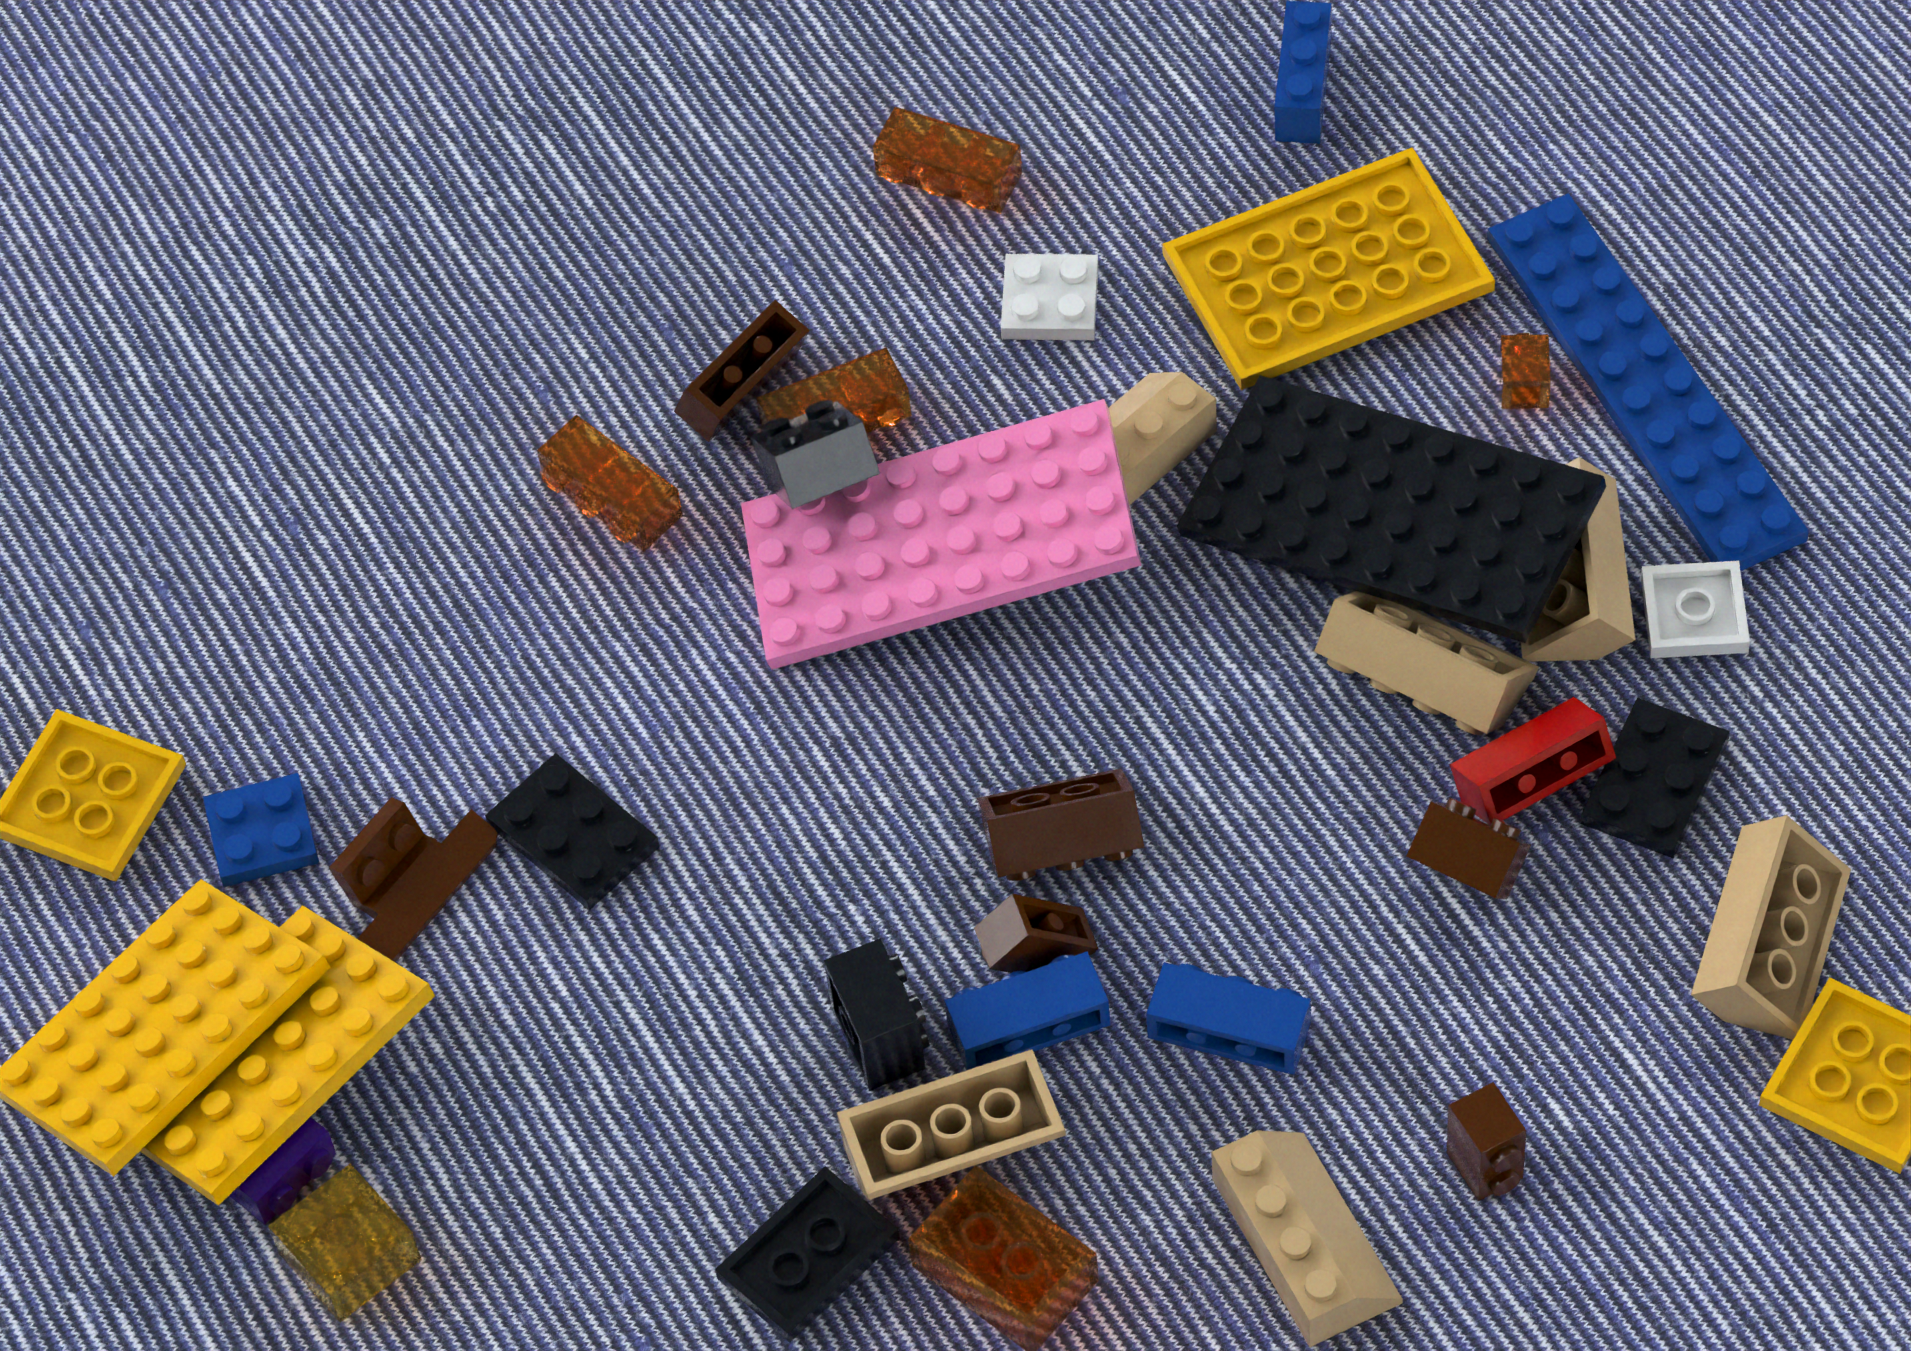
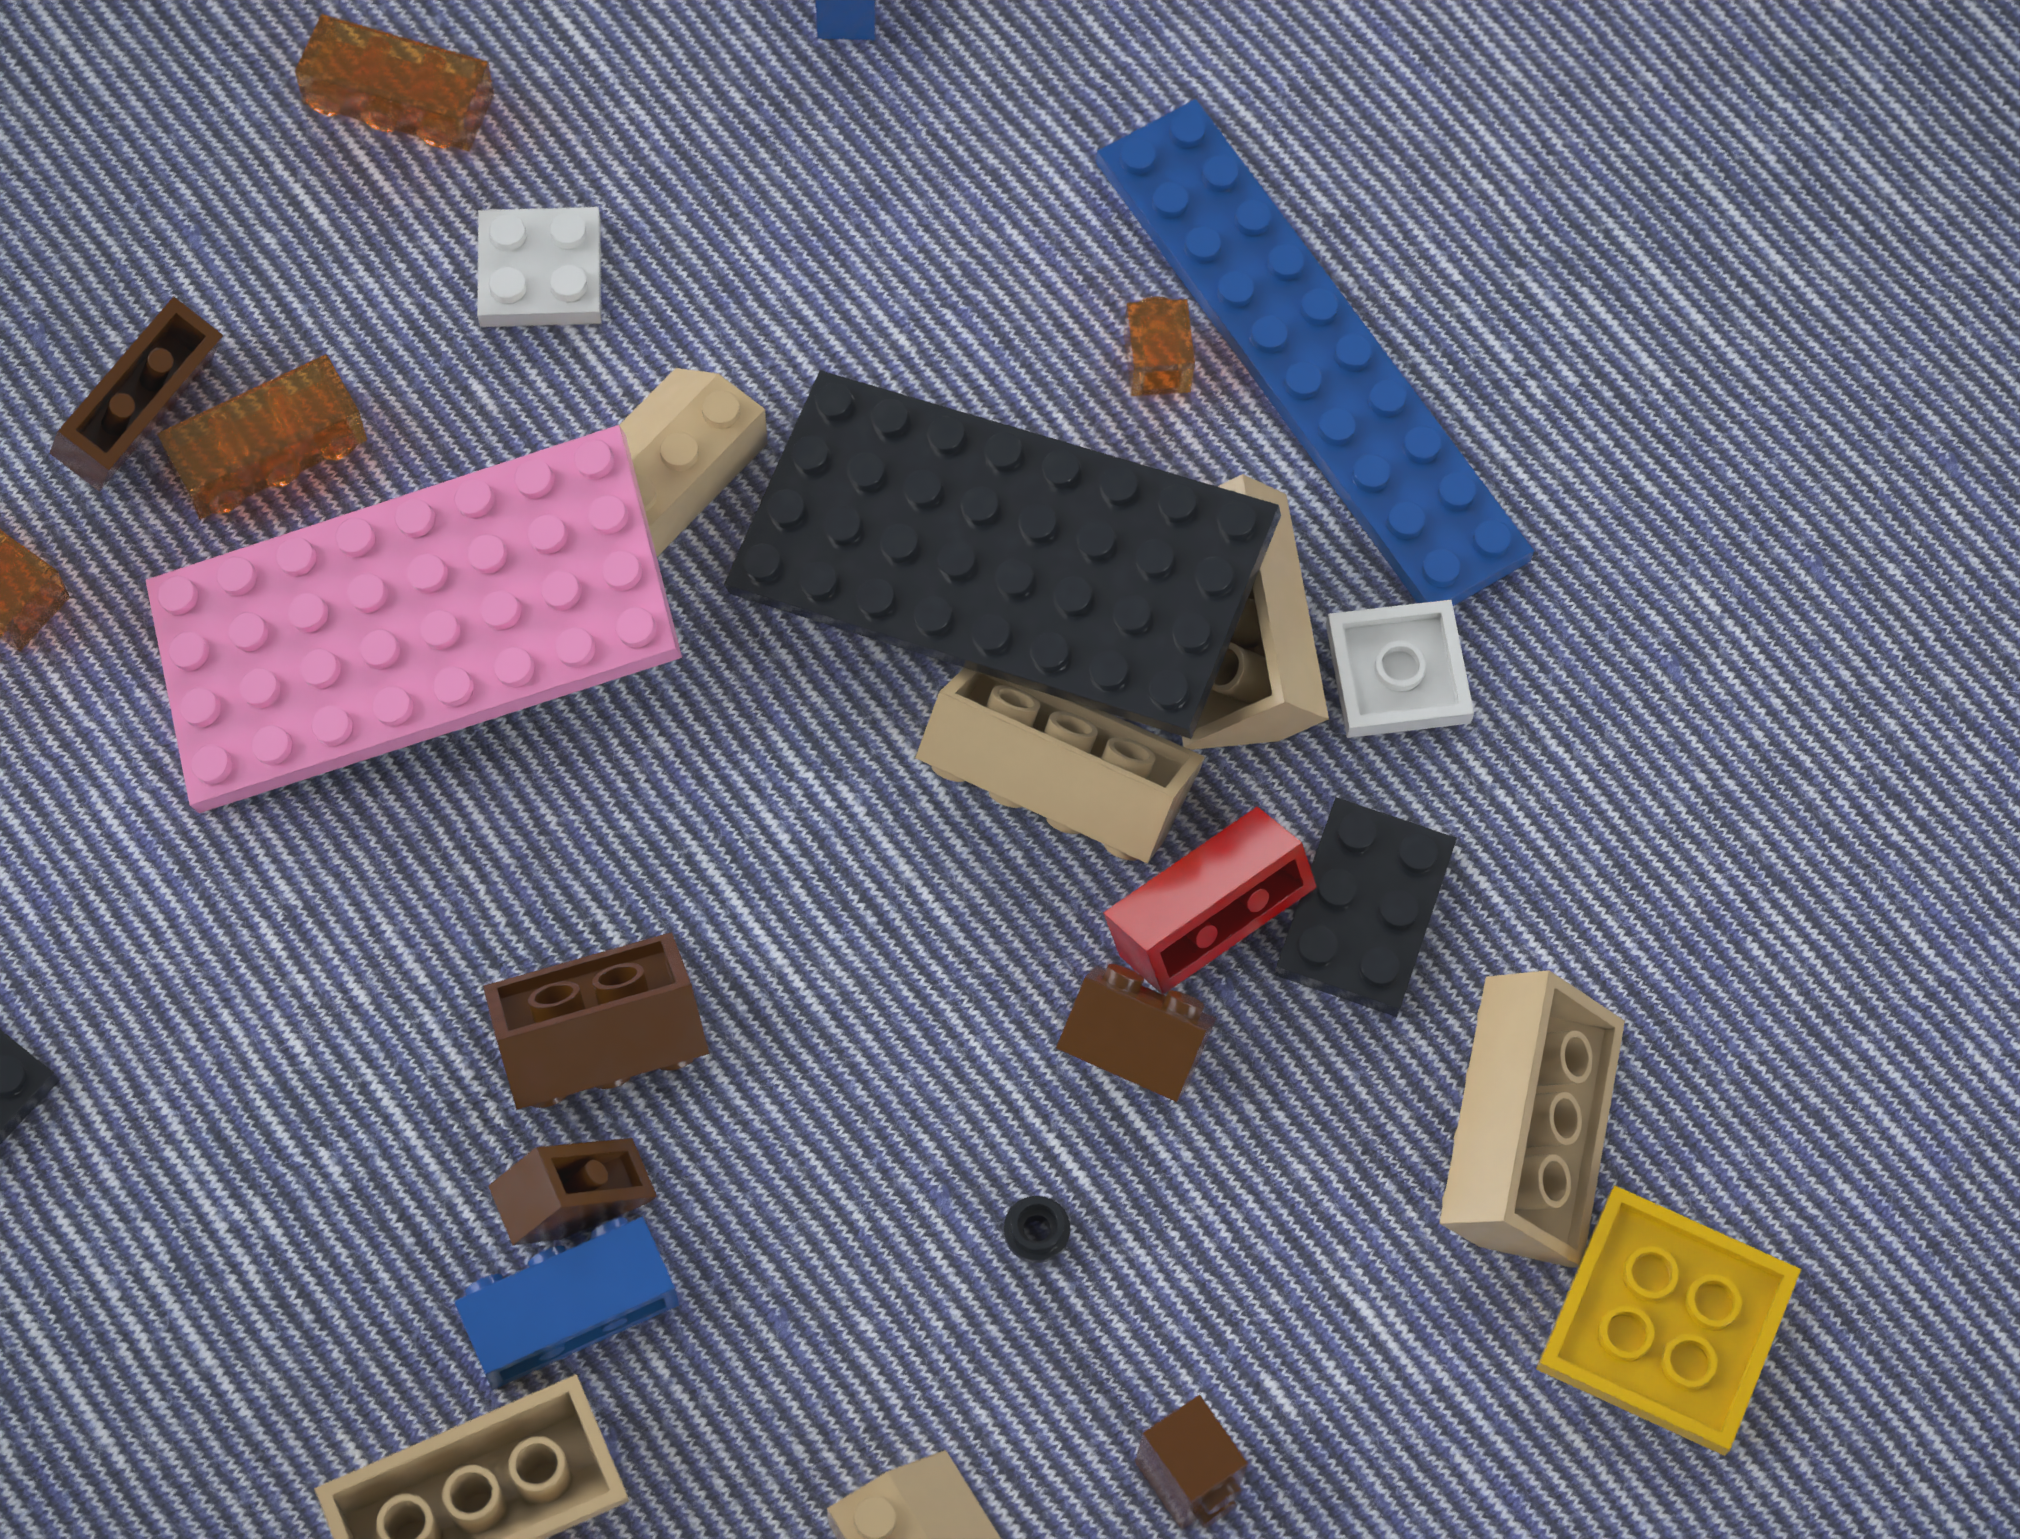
camera: 15 degrees left, 10 degrees up
(814, 453) = (237, 515): brick -> none
(877, 1013) = (354, 1316): black brick -> none
(1229, 1017) = (836, 1291): blue brick -> none
(1327, 268) = (895, 214): yellow plate -> none
(1383, 973) = (1041, 1210): none -> black plate

